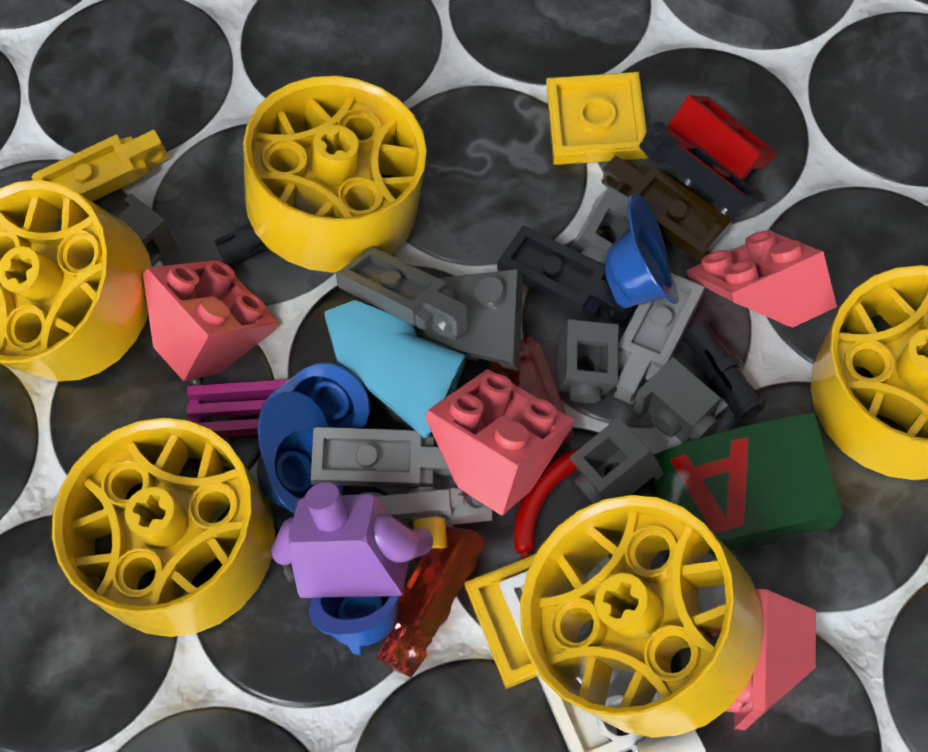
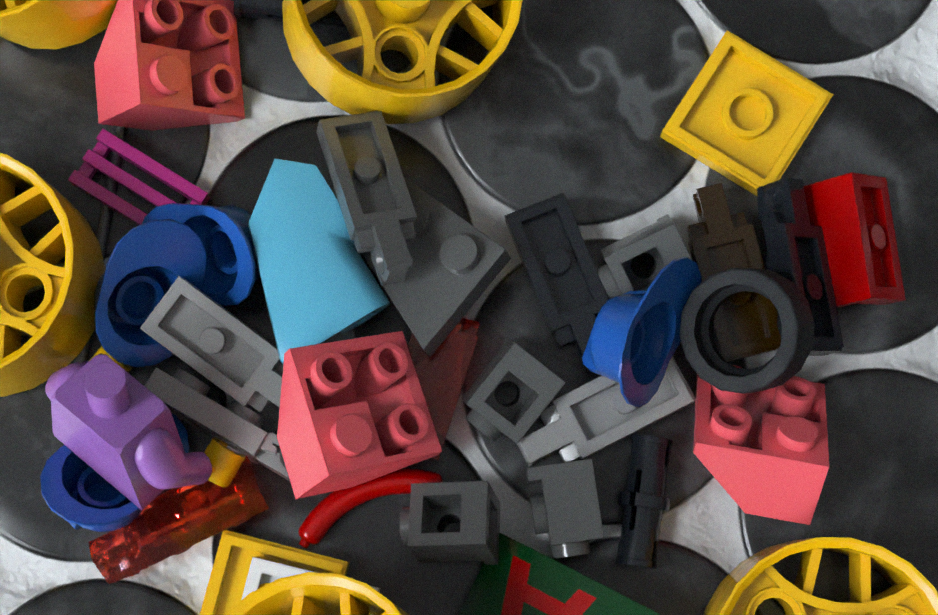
camera: 35 degrees right, 15 degrees up
(683, 182) = (698, 325): none -> black tyre

